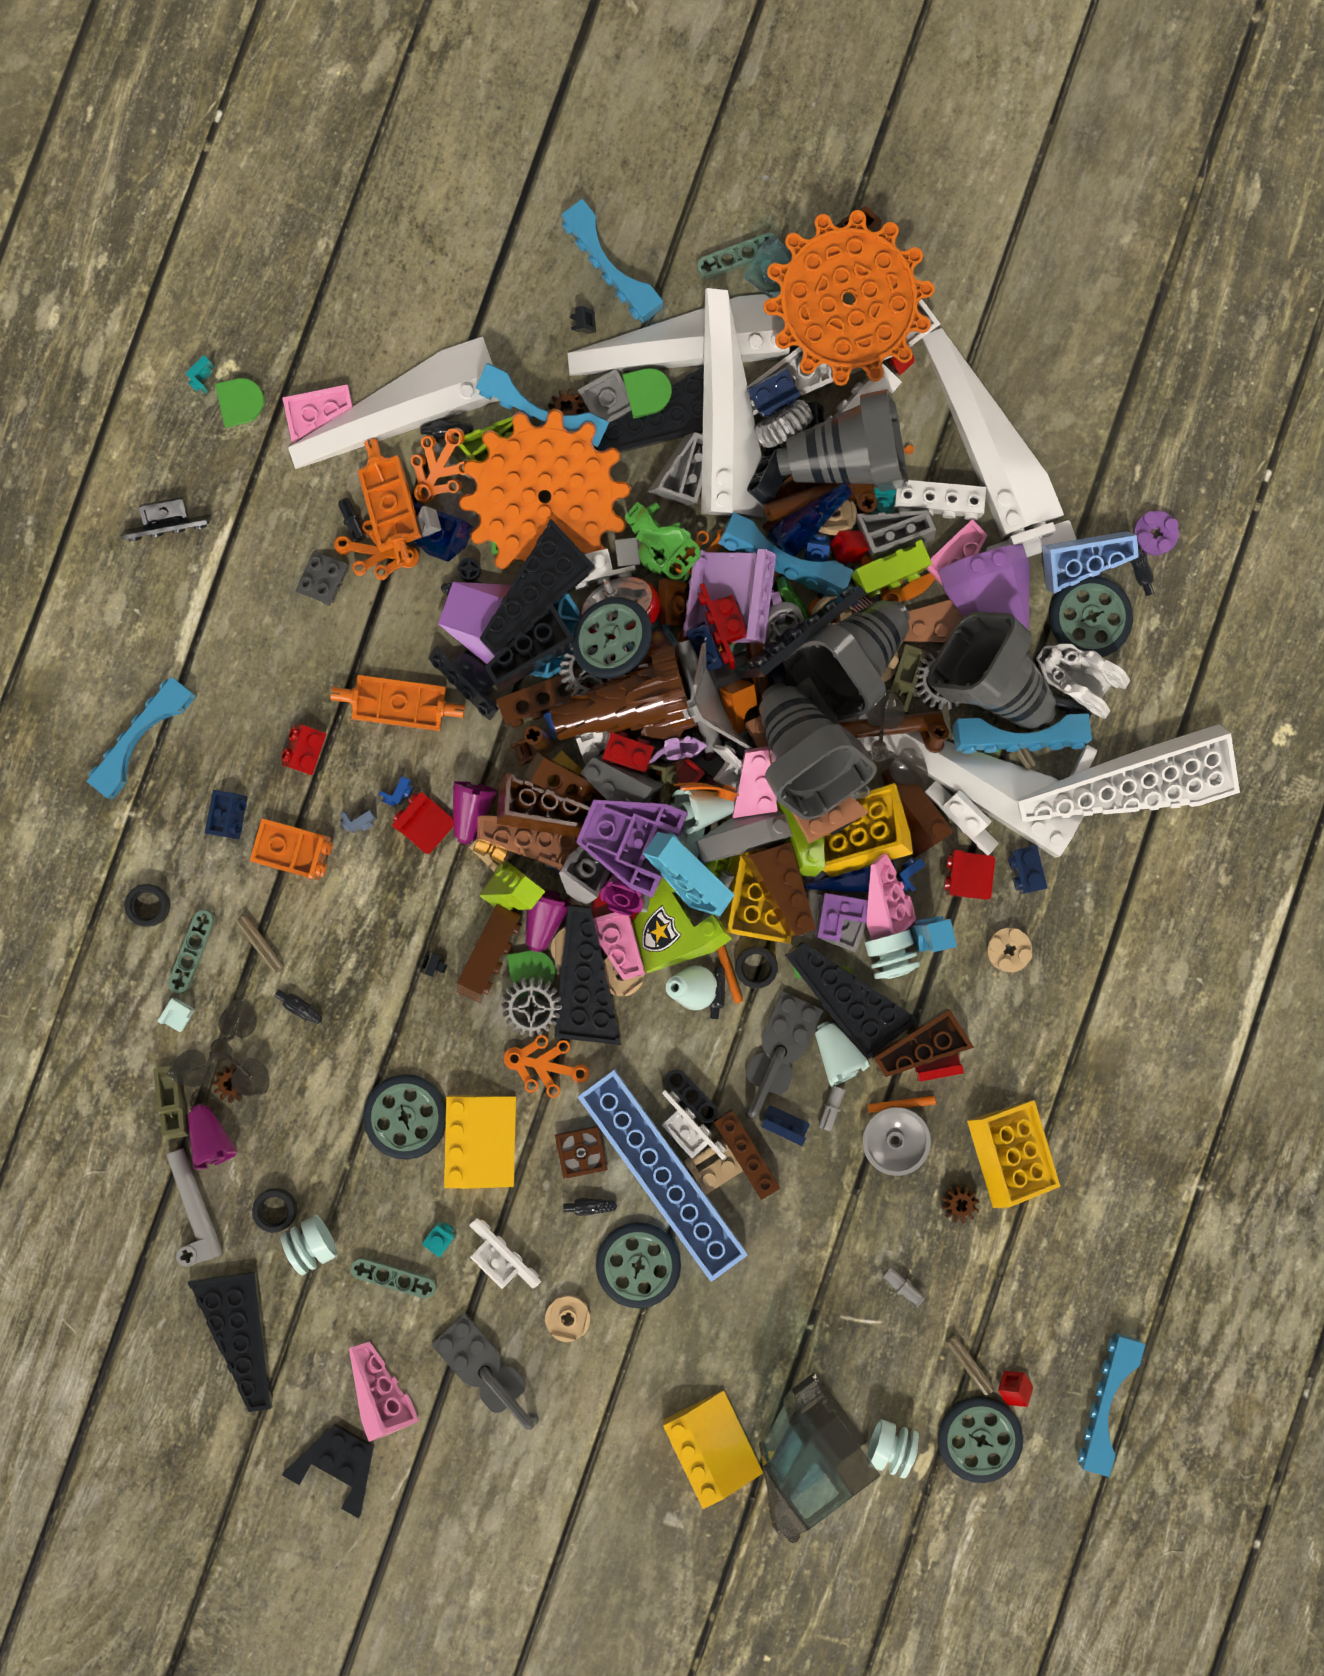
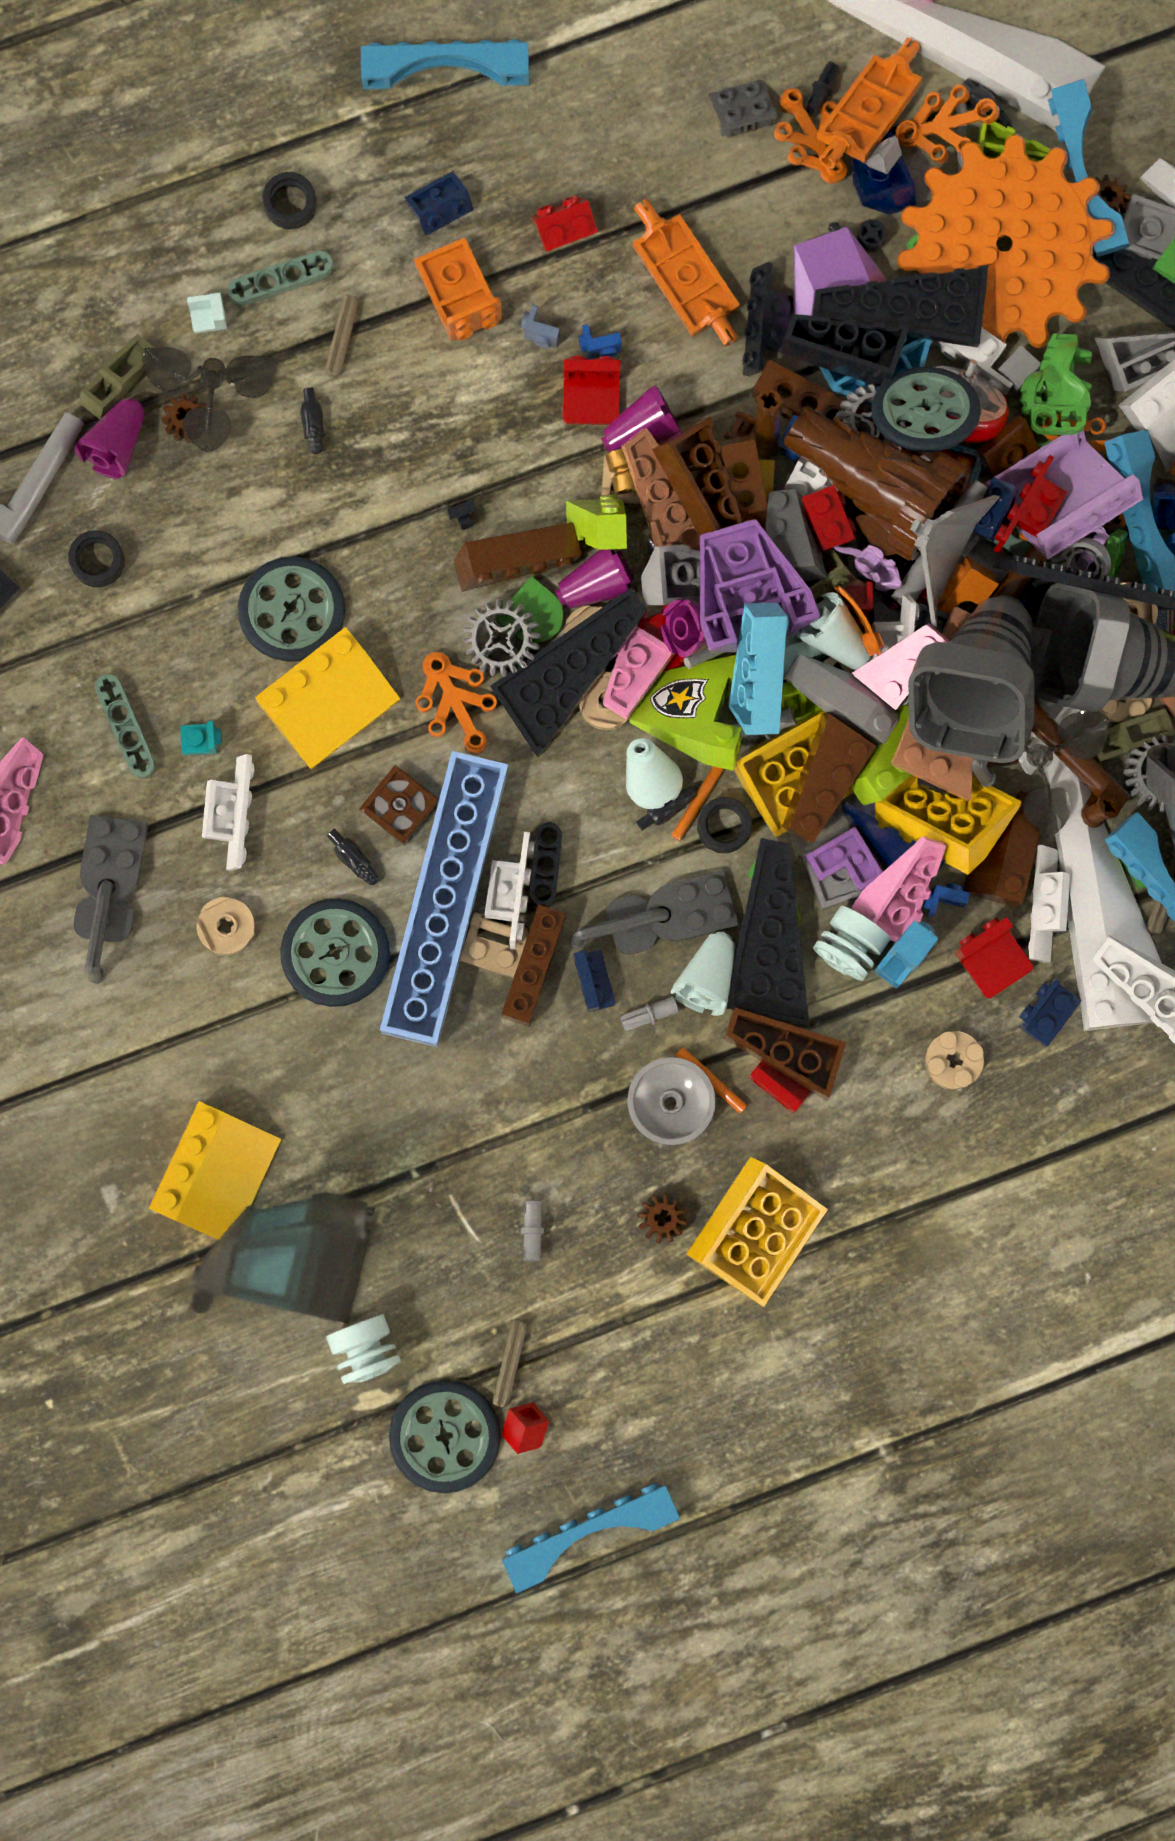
camera: 45 degrees right, 5 degrees down
(304, 1247) = (89, 614): light aqua wheel -> none

